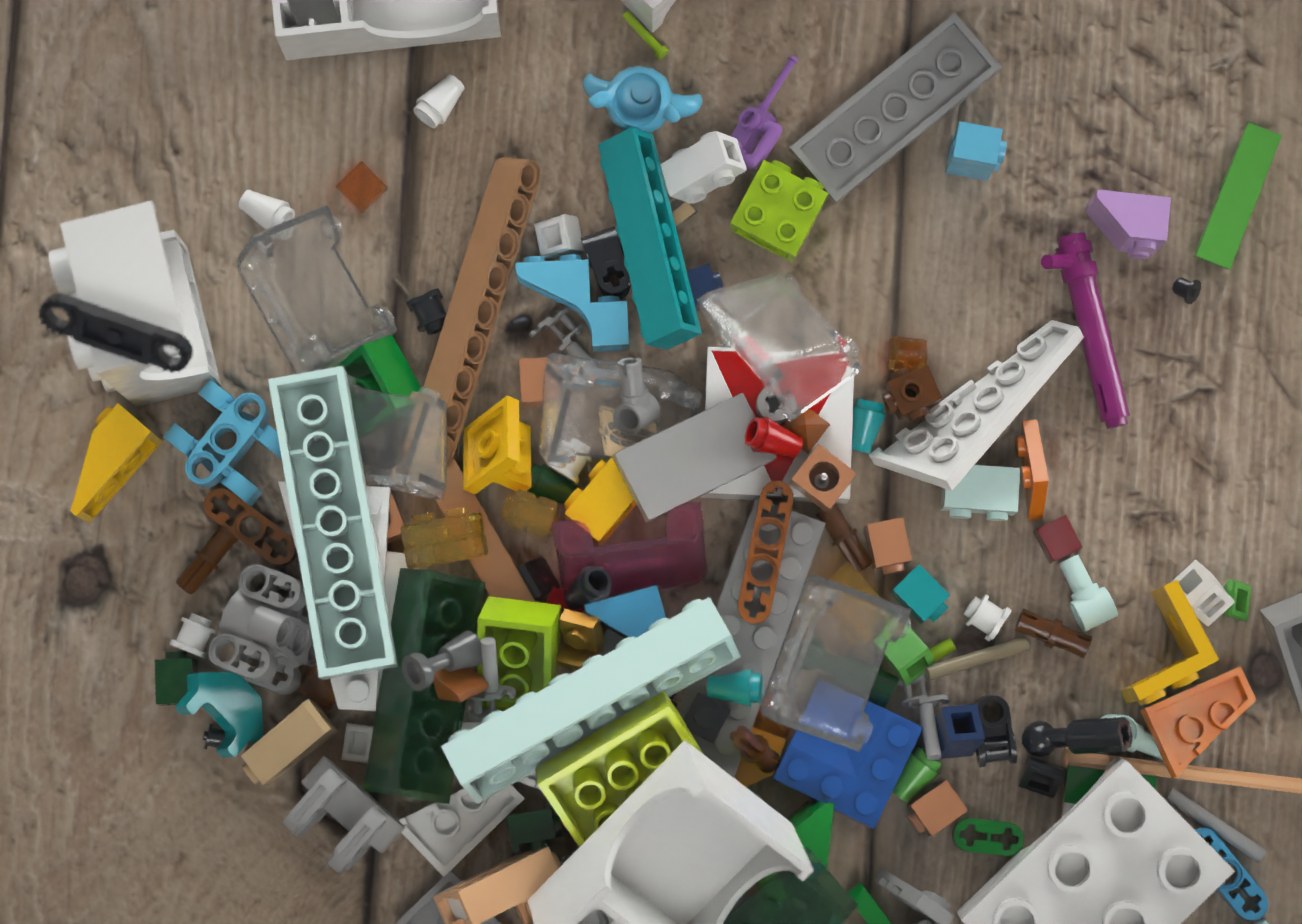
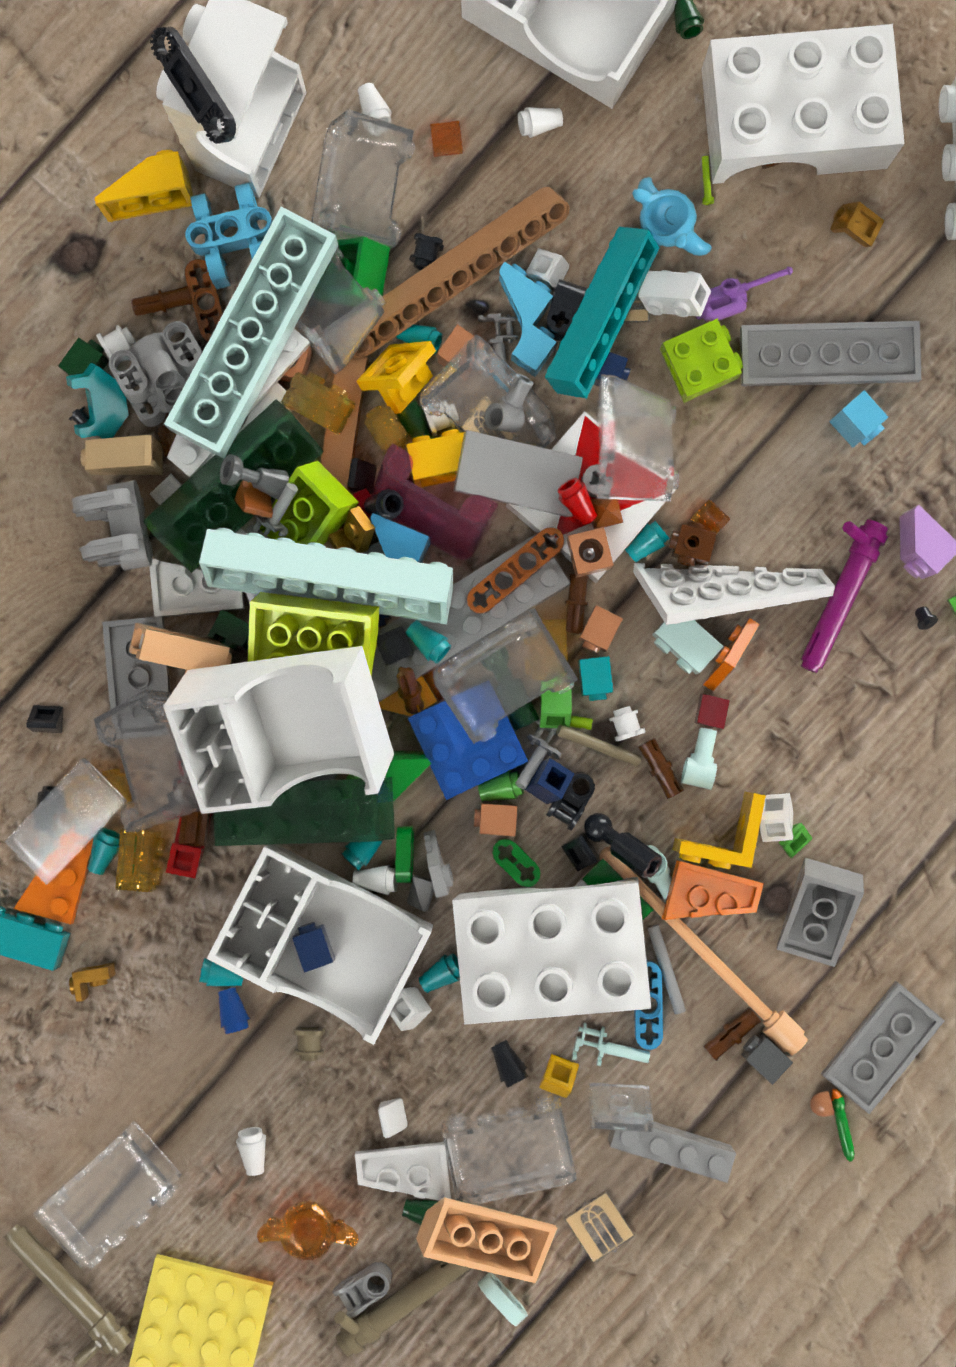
camera: 45 degrees right, 5 degrees up
(489, 395) = (422, 333): none -> teal cone

